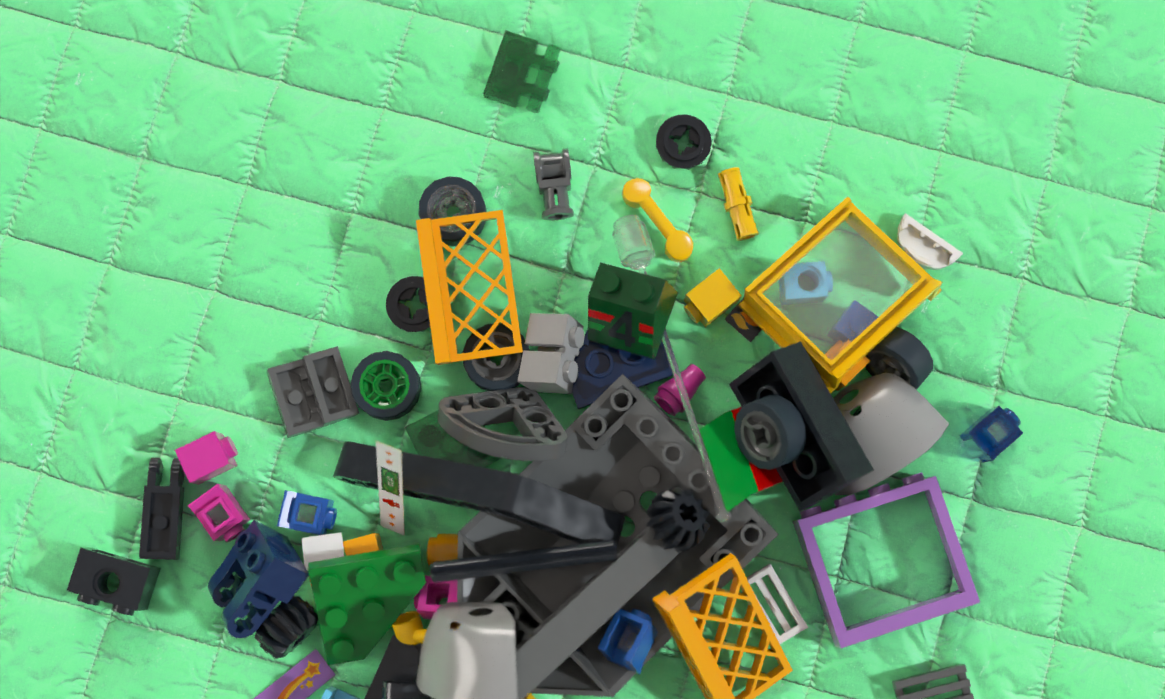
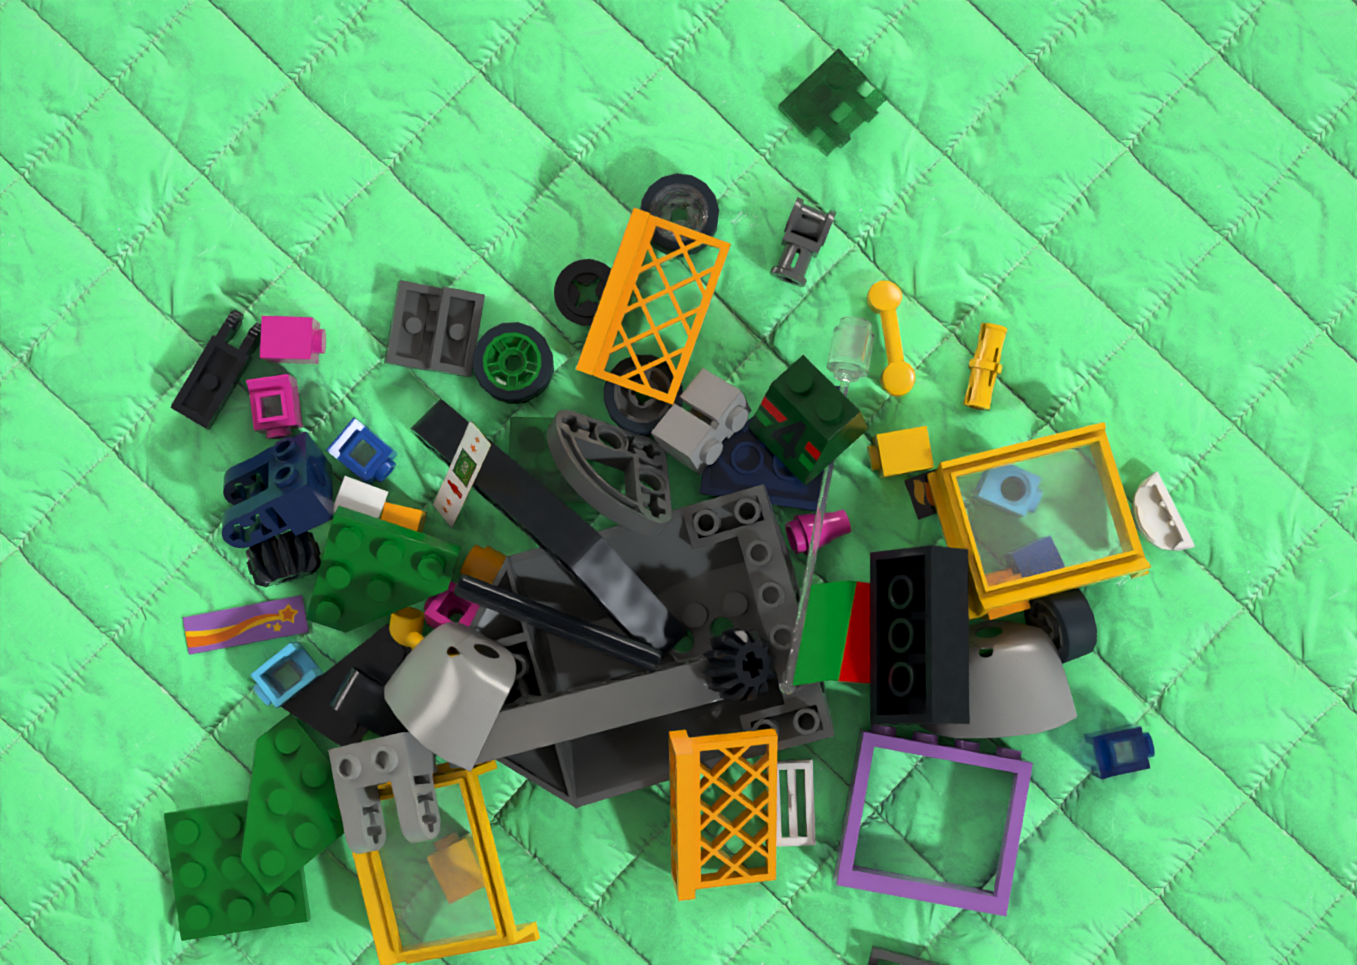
camera: 30 degrees right, 5 degrees up
(91, 576) = (156, 423): black brick -> none
(628, 639) = (623, 759): blue window -> none
(674, 129) = (963, 250): black gear -> none
(770, 432) = (883, 627): black wheel -> none

